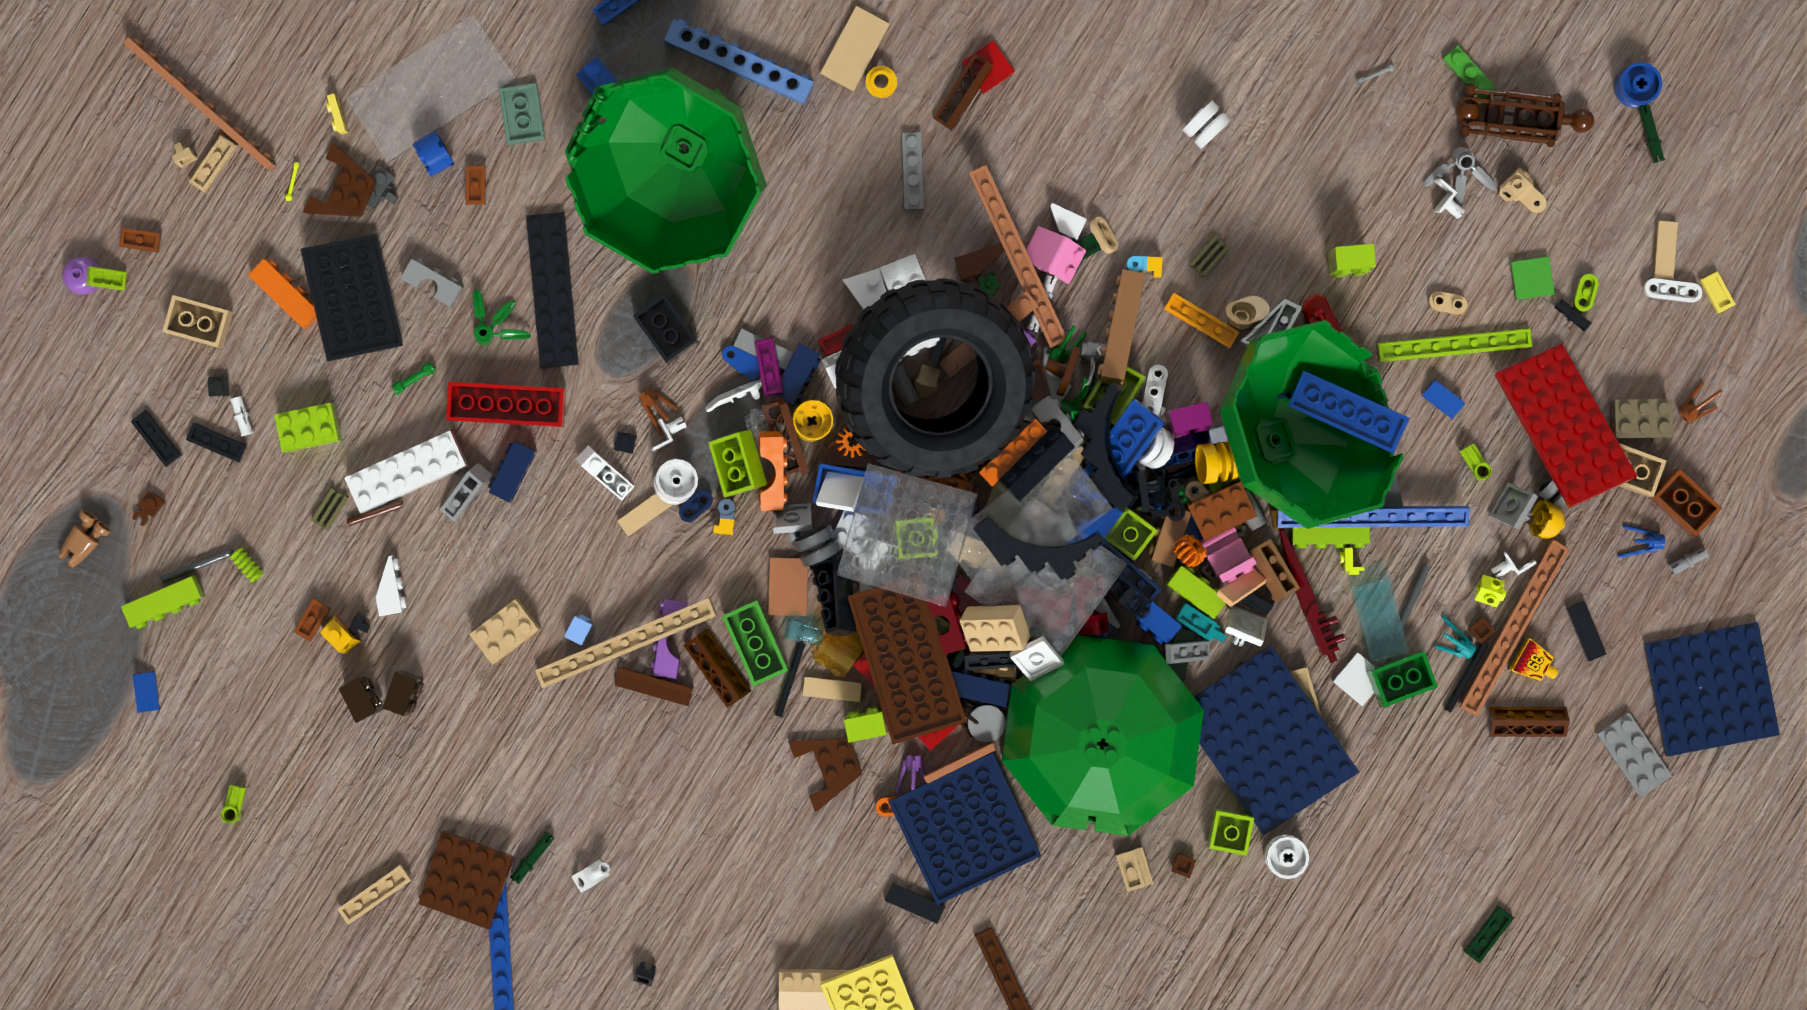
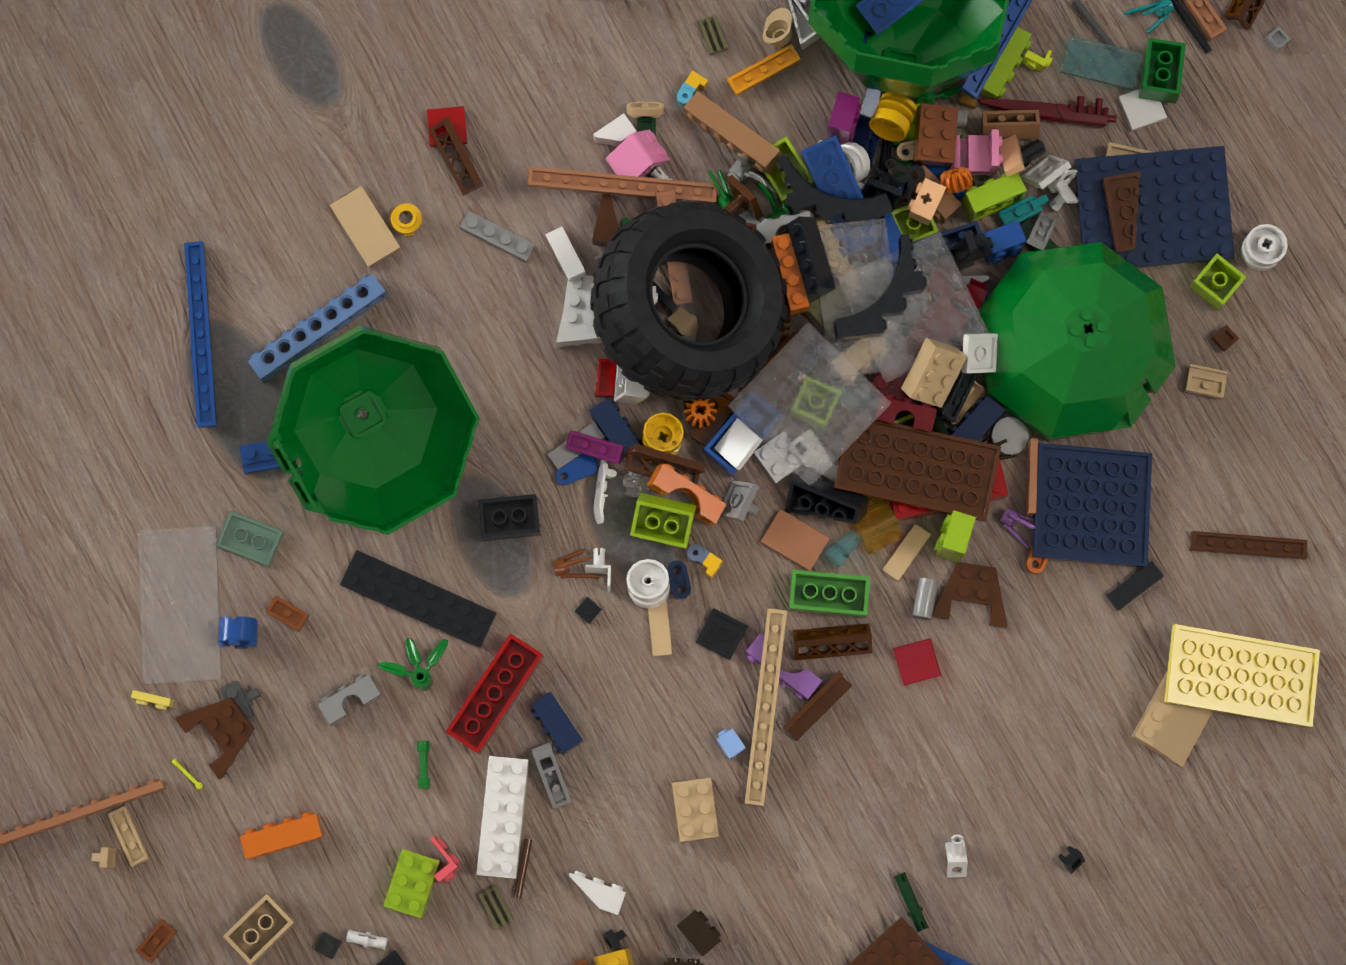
camera: 60 degrees left, 10 degrees down
(346, 448) = (446, 874): none -> coral bracket
(351, 297) = (320, 777): black plate -> none
(604, 472) = (603, 643): white slope -> none
(670, 569) = (721, 634): none -> black tile
(741, 750) = (917, 662): none -> clear red tile
(790, 679) = (877, 584): black bar -> none
(799, 728) = (925, 598): none -> light grey pin
(816, 545) = (773, 491): flat silver wheel -> none
(929, 241) = (565, 254): none -> white tile
(1143, 540) = (925, 212): none -> light nougat brick
(1158, 384) = (796, 134): white plate -> none
(1237, 652) = (1065, 193): none -> white bracket
(1254, 708) = (1122, 207): none -> reddish brown wing
(1495, 766) = (1277, 39): none -> light grey tile

